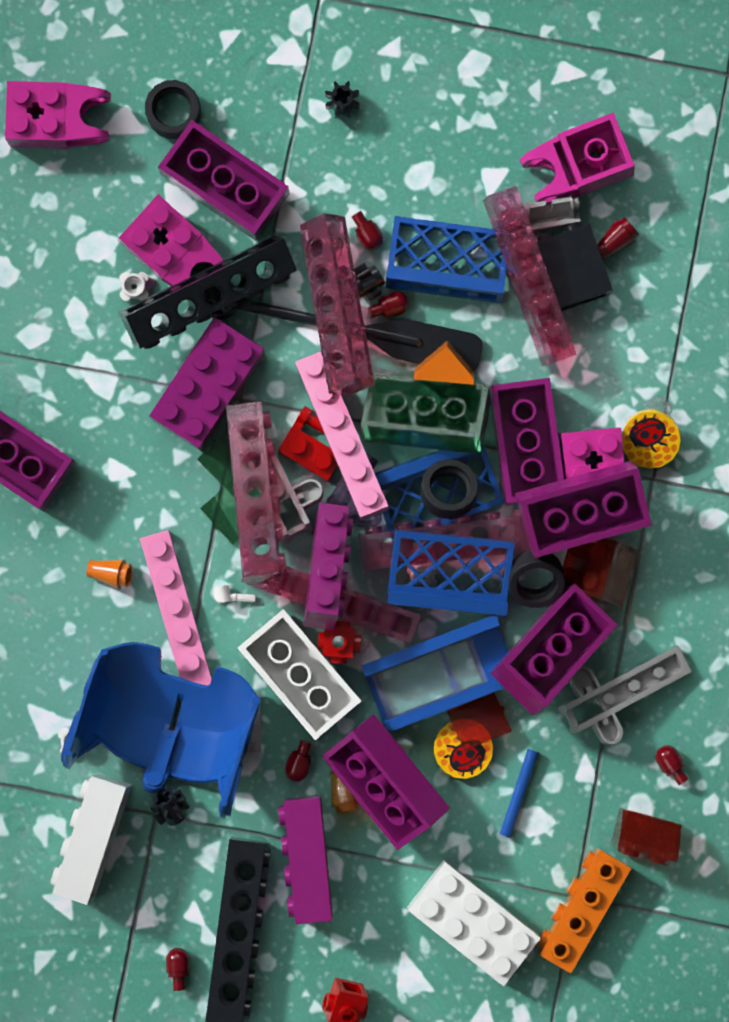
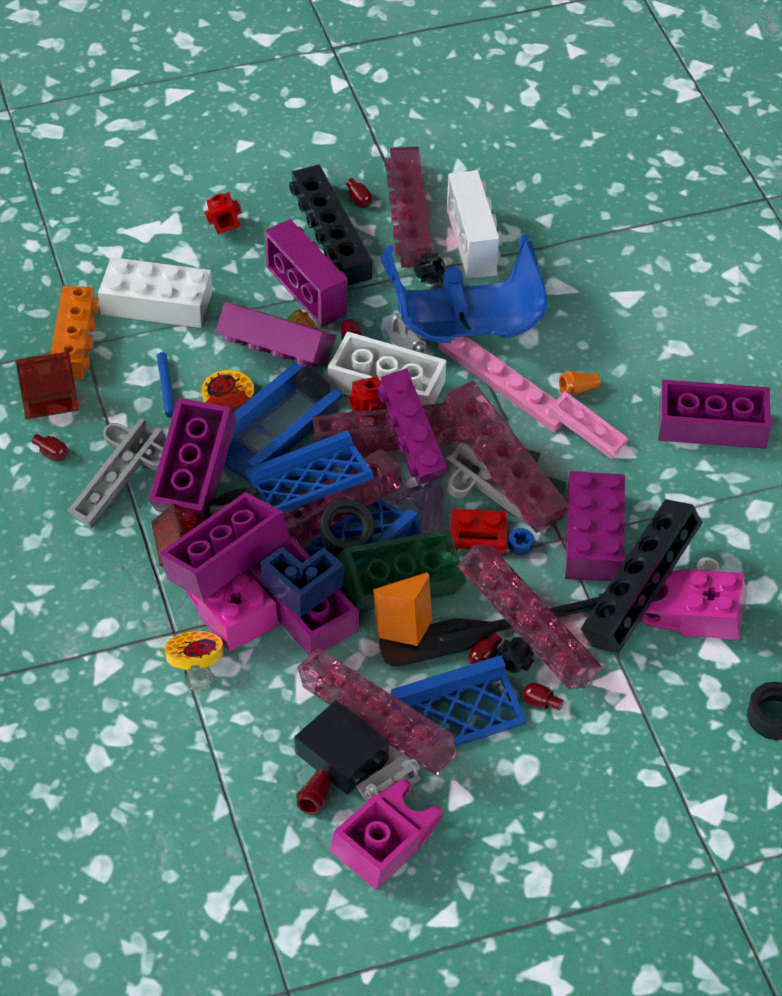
camera: 150 degrees right, 35 degrees down
(99, 984) = (409, 204): none -> clear pink brick
(136, 511) = (588, 425): none -> bright pink tile
(224, 180) = (691, 669): magenta brick -> none
(292, 413) = (516, 535): none -> blue bush
(342, 439) = (441, 516): bright pink plate -> none
(346, 93) = (636, 785): black gear -> none
(382, 697) = (312, 383): none -> black brick
(537, 421) = (302, 584): none -> dark blue brick

